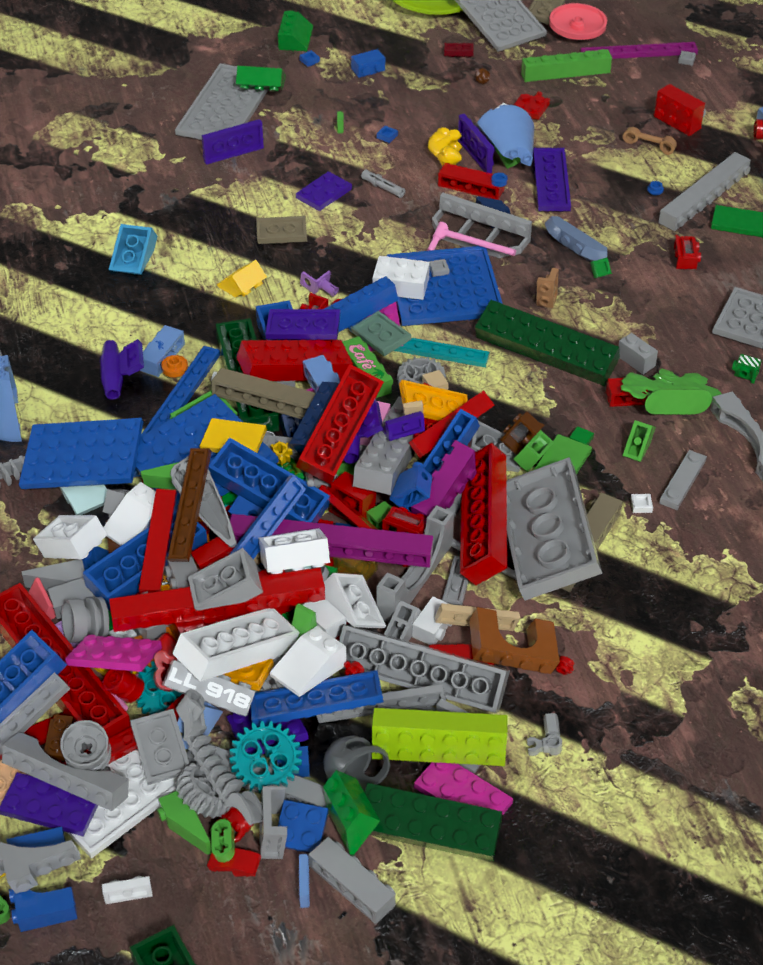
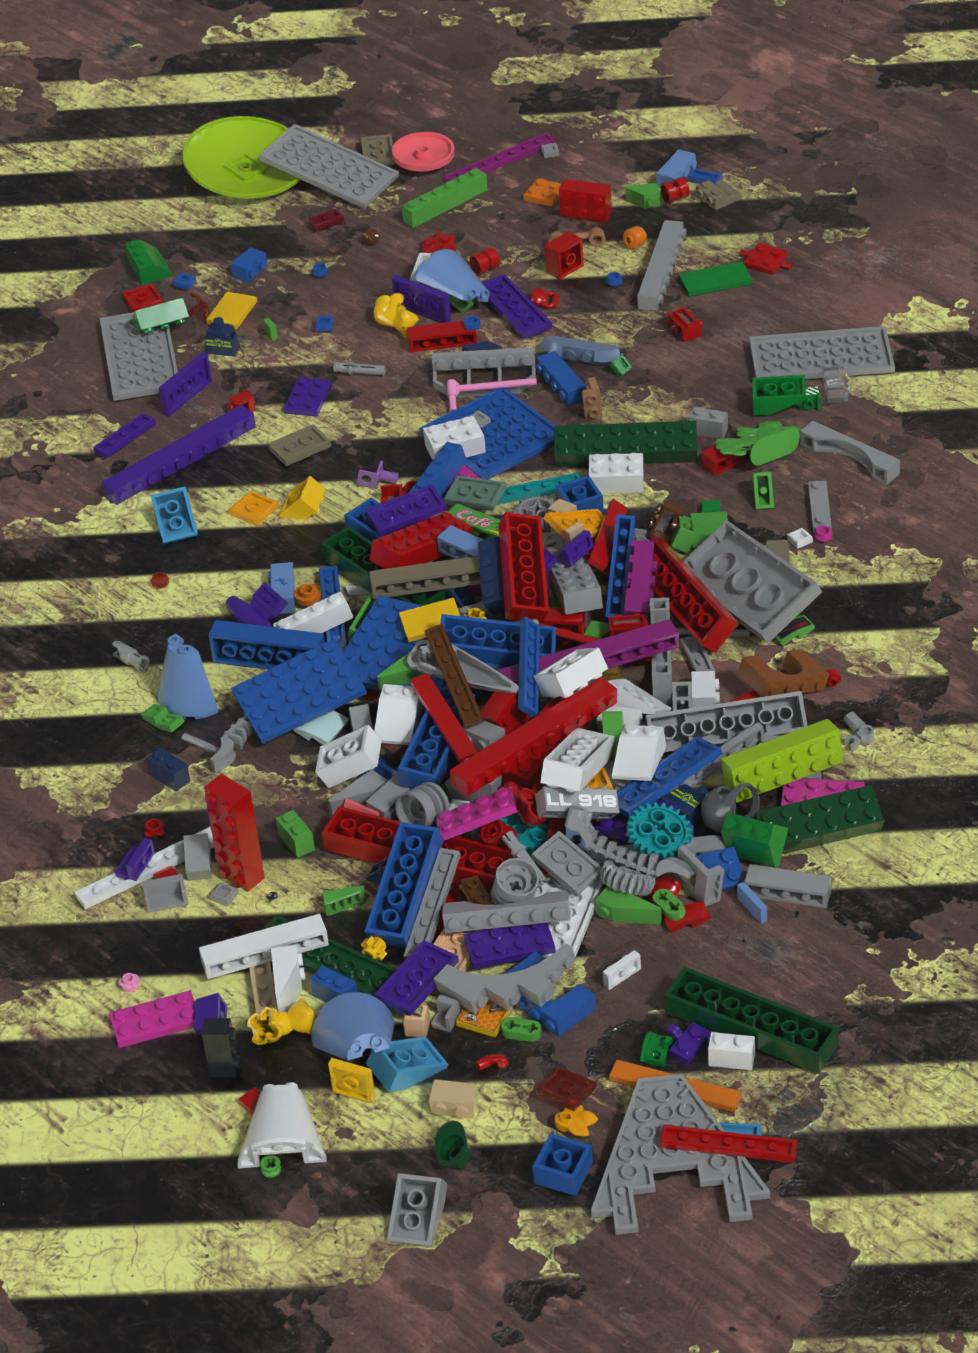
camera: 25 degrees left, 5 degrees down
(76, 301) = (159, 580): none -> clear red plate
(91, 394) = (258, 645): none -> blue brick
(122, 722) = (519, 851): none -> light grey pin
(154, 392) = (319, 616): none -> white slope
(156, 166) = (124, 435): none -> dark purple plate
(182, 198) = (178, 454): none -> dark purple brick
(202, 269) = (253, 508): none -> light orange tile
(226, 582) = (539, 715): light grey slope -> none
(265, 176) = (244, 399): none -> red brick
(268, 59) = (142, 297): none -> red tile
(293, 115) = (221, 339): none -> dark blue torso
(303, 83) = (200, 305): none -> clear red plant
(322, 732) = (687, 800): none -> dark blue torso
(326, 95) = (233, 308): none -> yellow tile
(353, 668) = (674, 743): red plate -> none
(412, 486) = (617, 593): blue torso -> none
(420, 88) = (319, 270): none -> blue plate
(460, 616) = (728, 674): tan plate -> none
(467, 375) = (581, 493): none -> blue brick
(519, 367) = (617, 472): none -> white brick
(540, 252) = (560, 378): none -> blue brick
(556, 130) = (484, 261): none -> red wheel
(571, 595) = (797, 627): none -> slope
(579, 179) = (540, 296): none -> red piece
(624, 150) = (564, 255): none -> red brick
(649, 90) = (543, 192): none -> orange plate
(665, 509) = (823, 533): none -> dark pink plate
(700, 157) = (634, 237): none -> orange head
(717, 350) = (777, 393): none -> green slope
(736, 124) = (643, 195): none -> bright green slope

